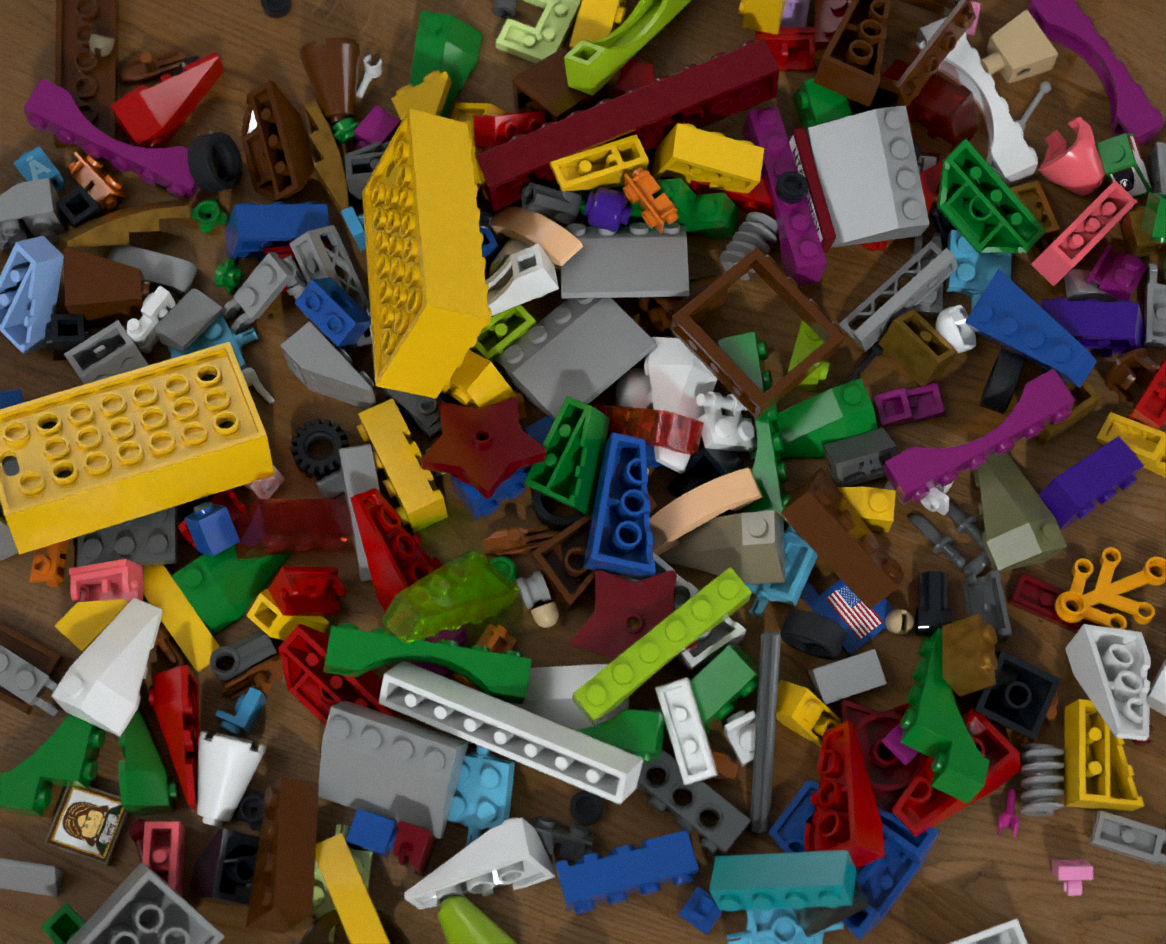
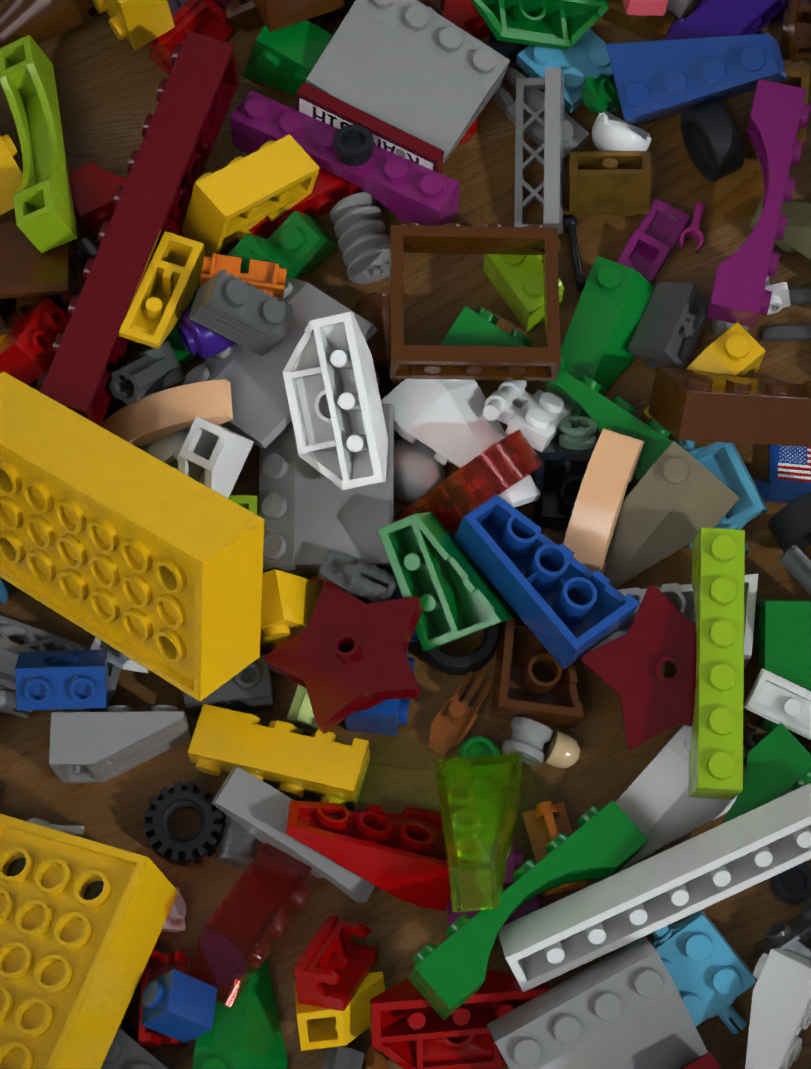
camera: 50 degrees left, 0 degrees up
(533, 412) = (357, 577): none -> dark grey hinge
(621, 312) = (337, 403): none -> white wedge
(624, 214) = (241, 312): none -> dark grey brick
(738, 457) = (577, 433): none -> sand green bush
(939, 422) = (693, 230): none -> dark pink hand
(968, 293) = (600, 94): none -> green plate

